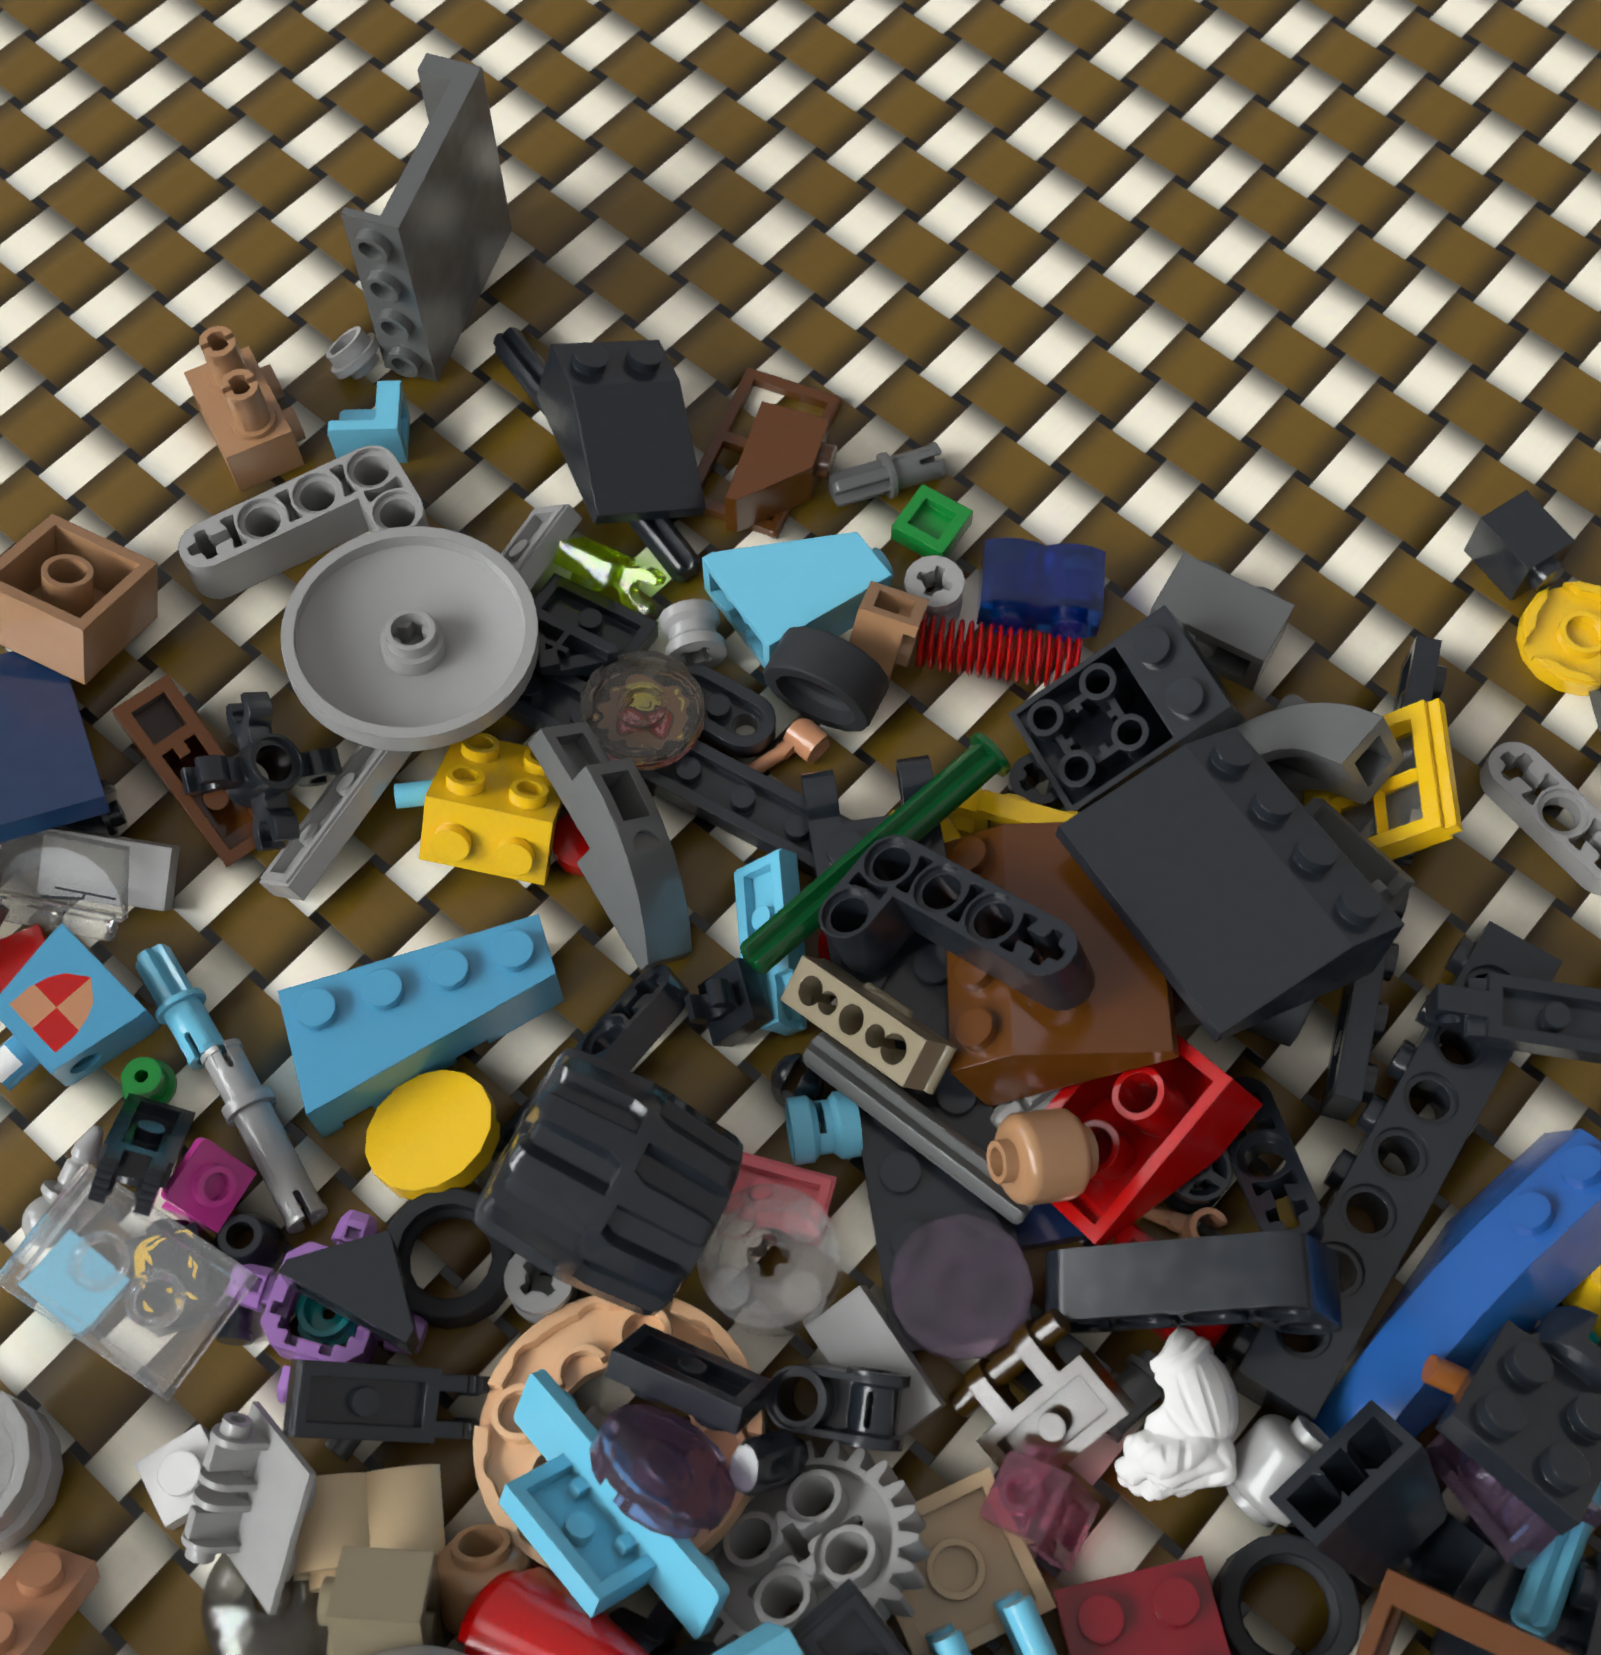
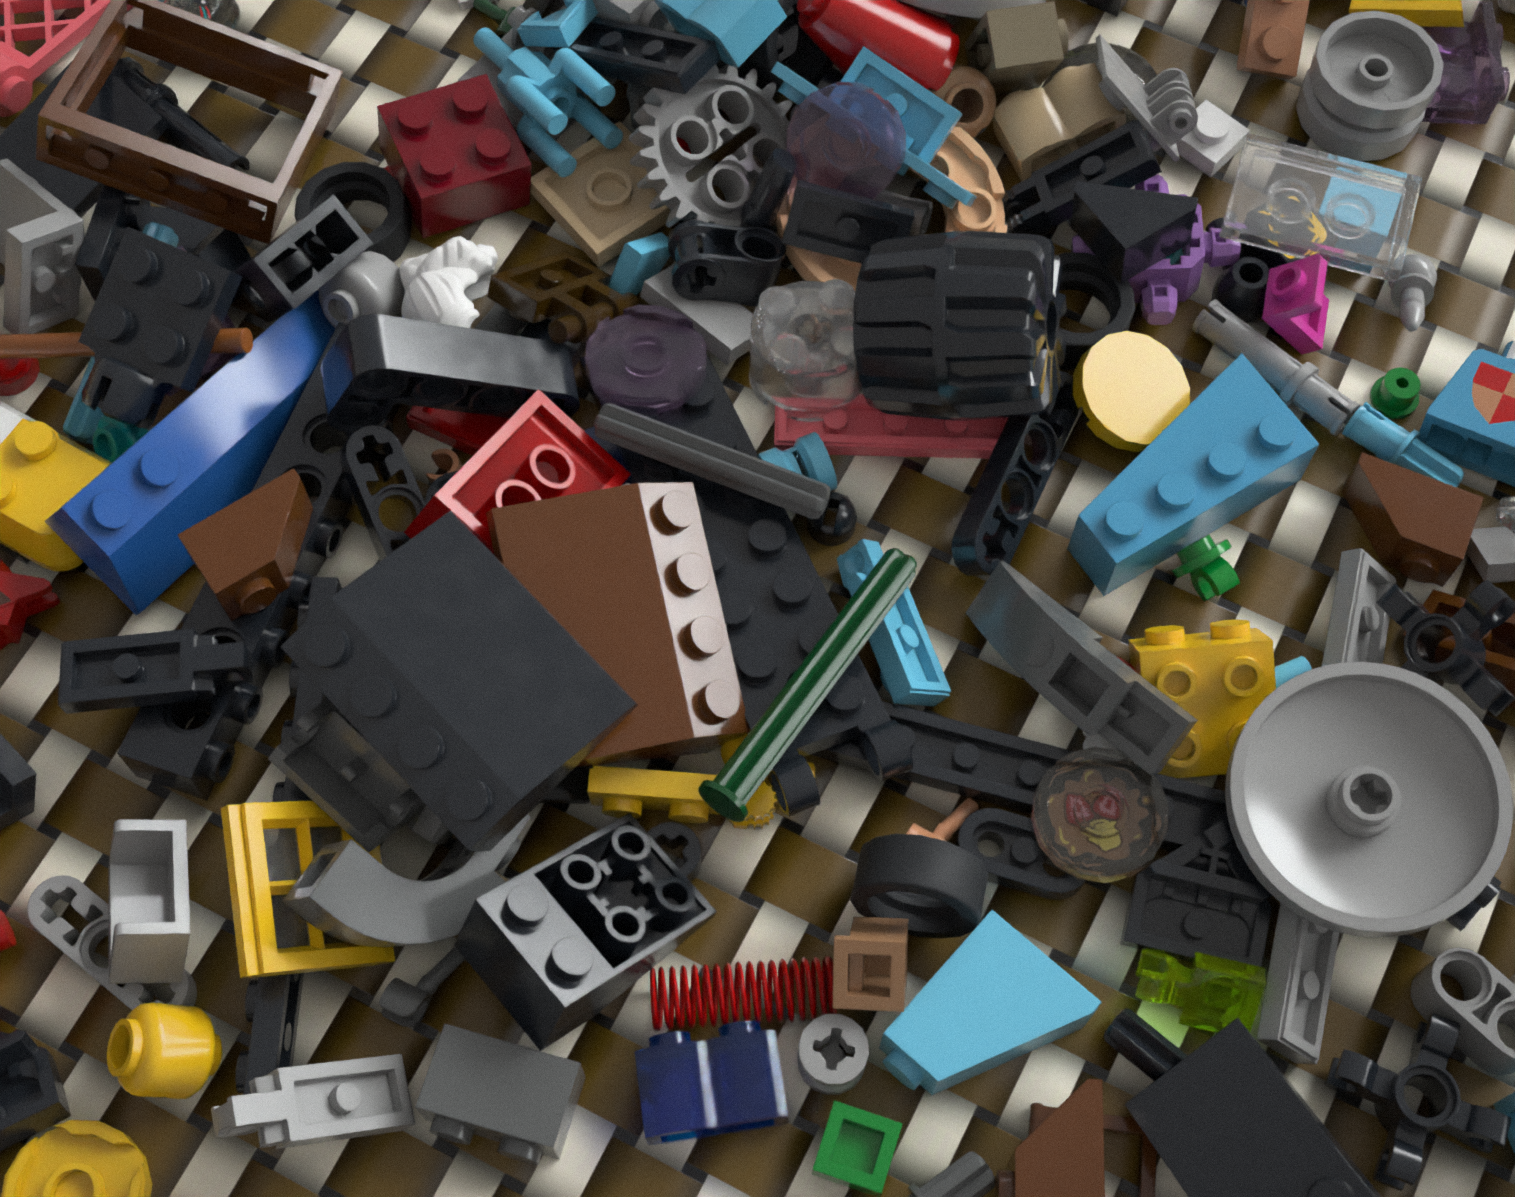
camera: 165 degrees right, 0 degrees up
(141, 1150) = (1362, 298): black hinge -> none
(212, 921) = (1412, 518): none -> reddish brown slope
(437, 922) = (1208, 570): none -> green plate
(478, 475) = (1402, 1151): none -> black pin
(693, 632) = (1080, 929): light grey wheel -> none
(731, 1004) = (924, 545): black tile -> none
(869, 1023) = (779, 517): dark tan piece -> none
(910, 889) = (708, 572): black beam -> none
(939, 1447) = (639, 262): none -> medium azure tile
(1041, 1508) = (552, 227): clear pink bracket -> none
(1043, 1156) = (595, 428): medium nougat head -> none
(1375, 624) = (320, 1103): none -> light grey hinge
(1430, 1118) = (252, 545): none -> reddish brown slope
(1509, 705) = (164, 1051): none -> yellow head
(1527, 817) = (148, 901): none -> light grey panel

